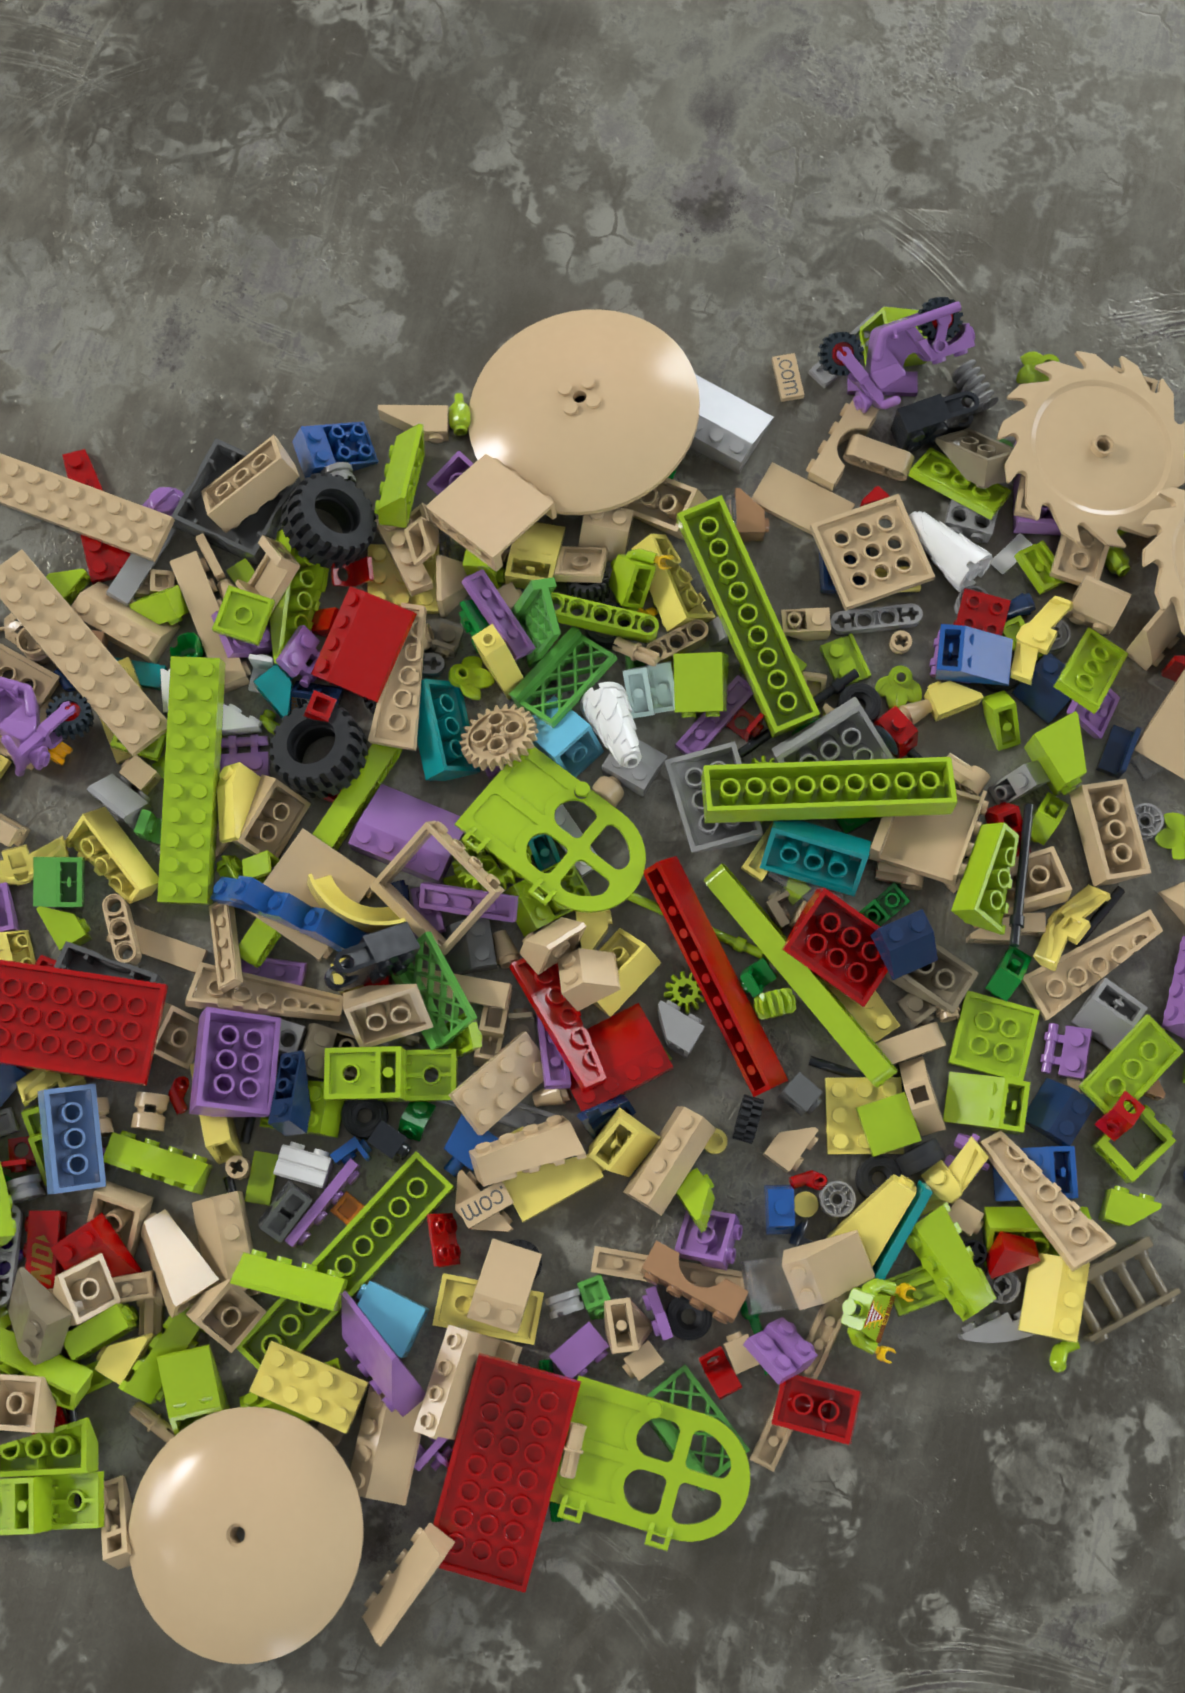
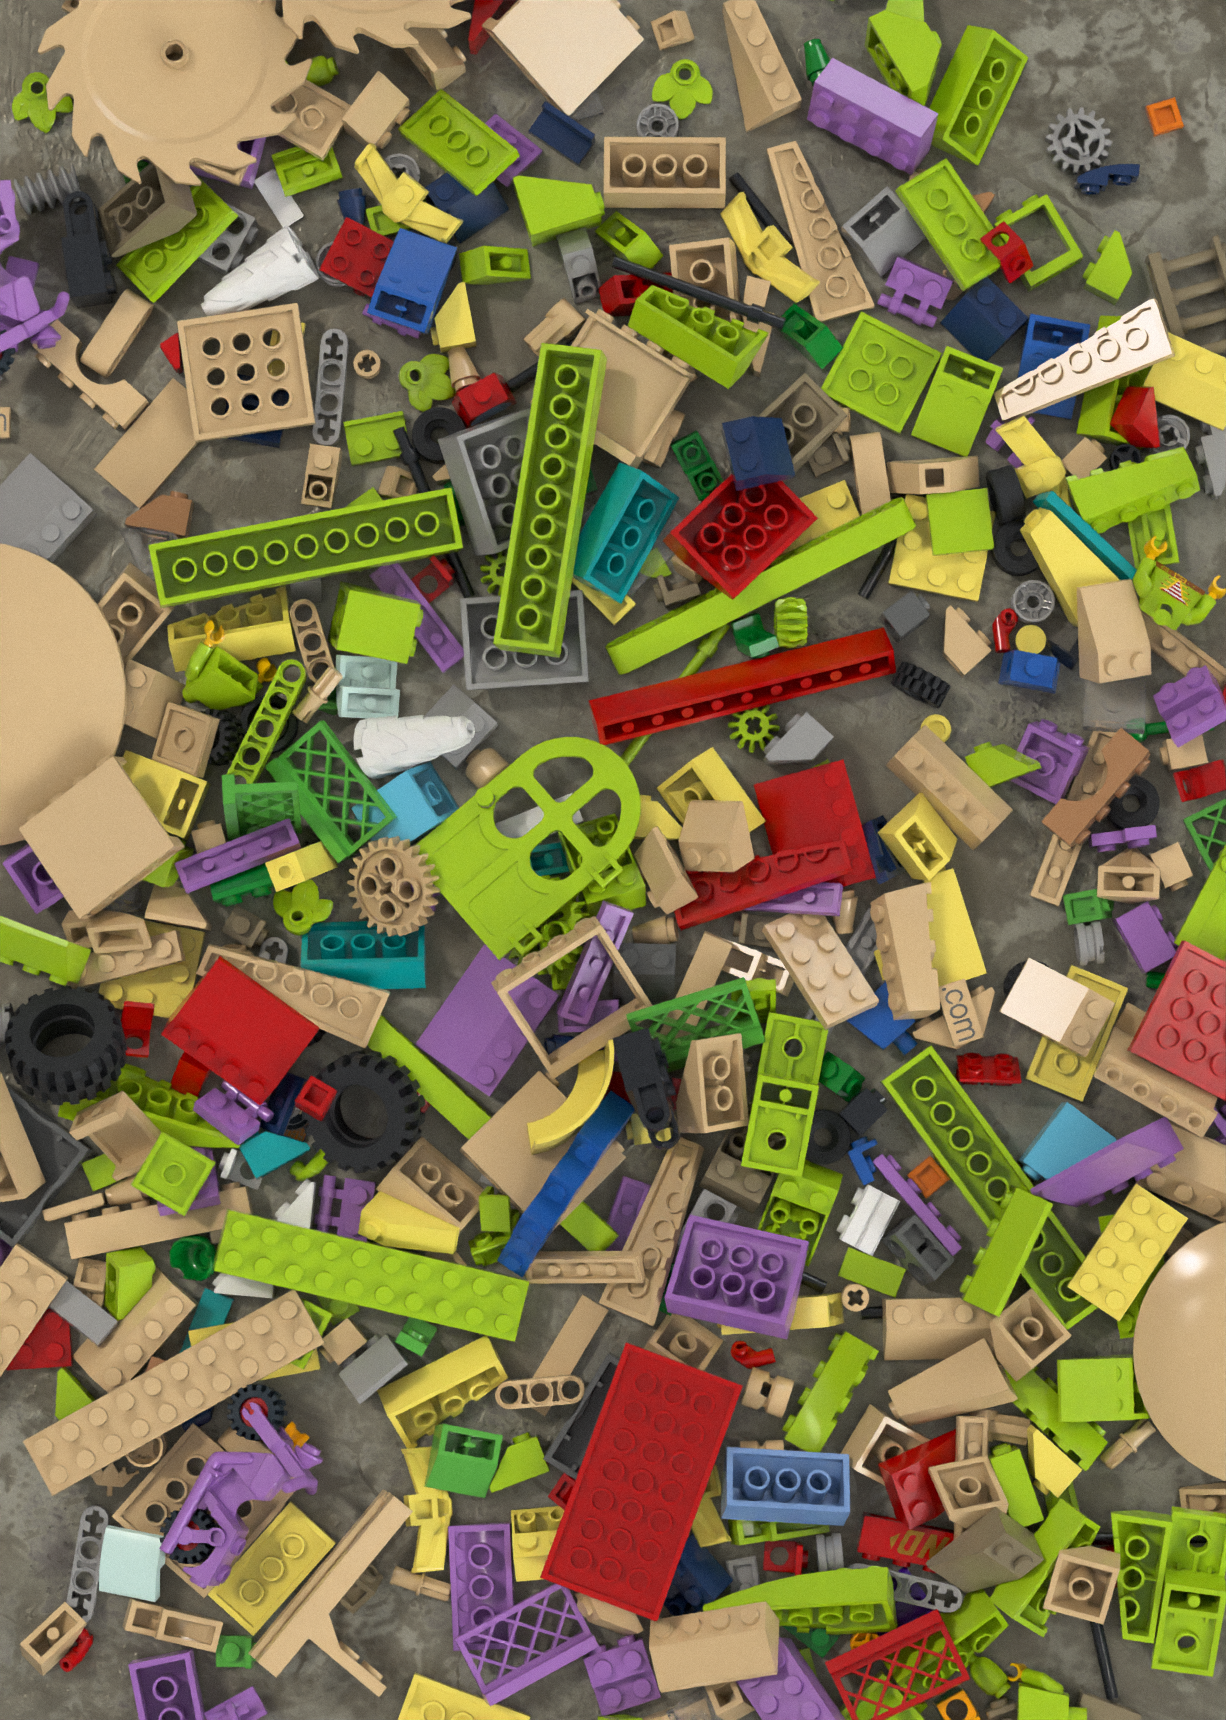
camera: 75 degrees left, 10 degrees up
(291, 1098) = (787, 1216): dark blue slope -> none

